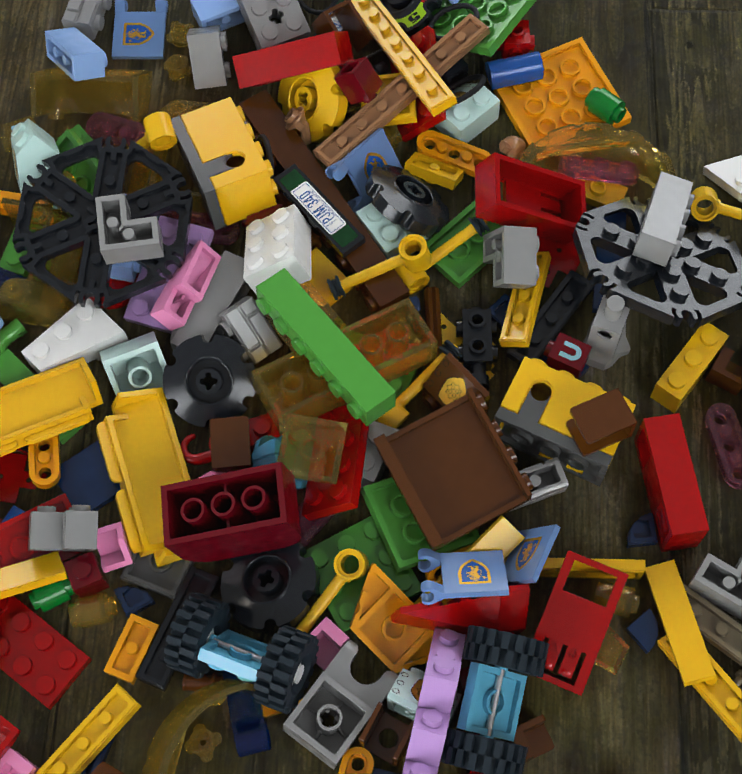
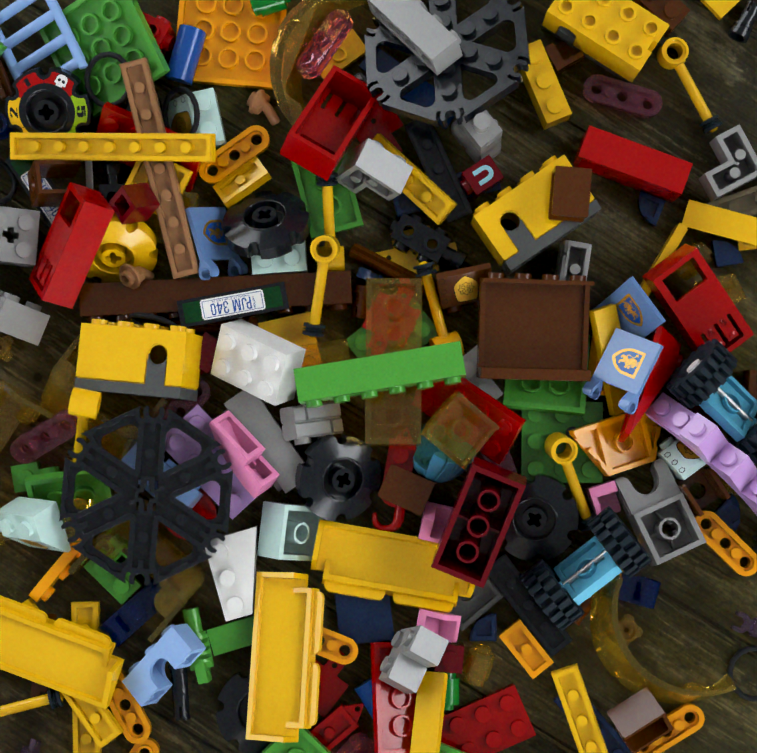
camera: 65 degrees left, 20 degrees up
(126, 238) = (182, 491): light grey brick -> none

